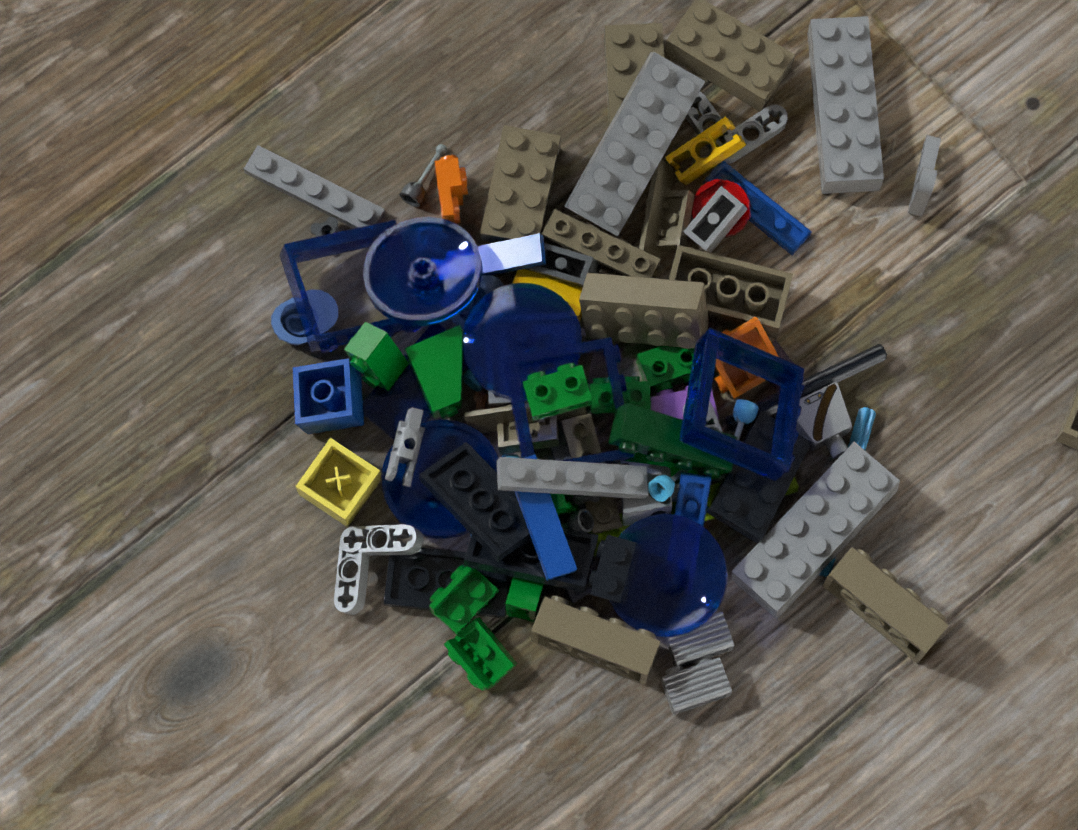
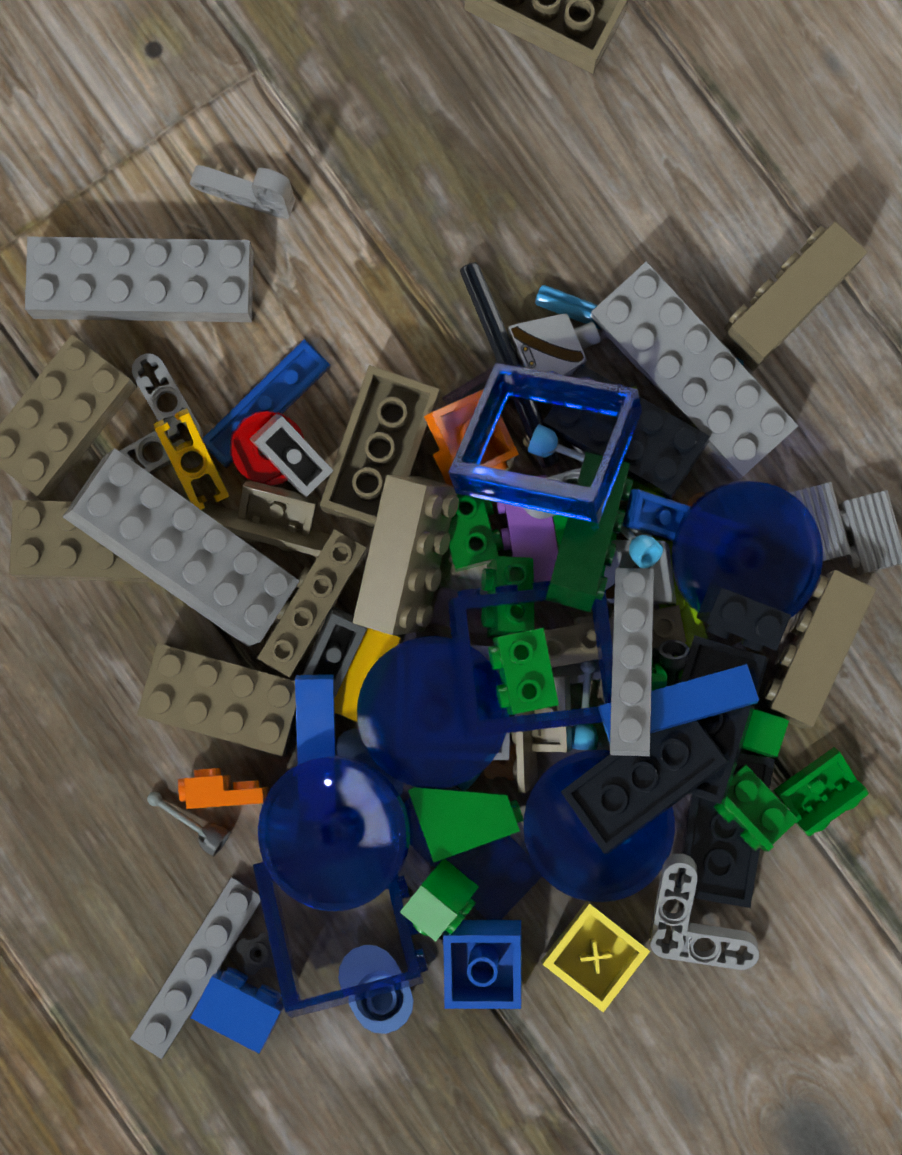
camera: 85 degrees left, 10 degrees up
(283, 215) = (239, 1009): none -> blue brick
(409, 433) = (542, 862): light grey hinge -> none

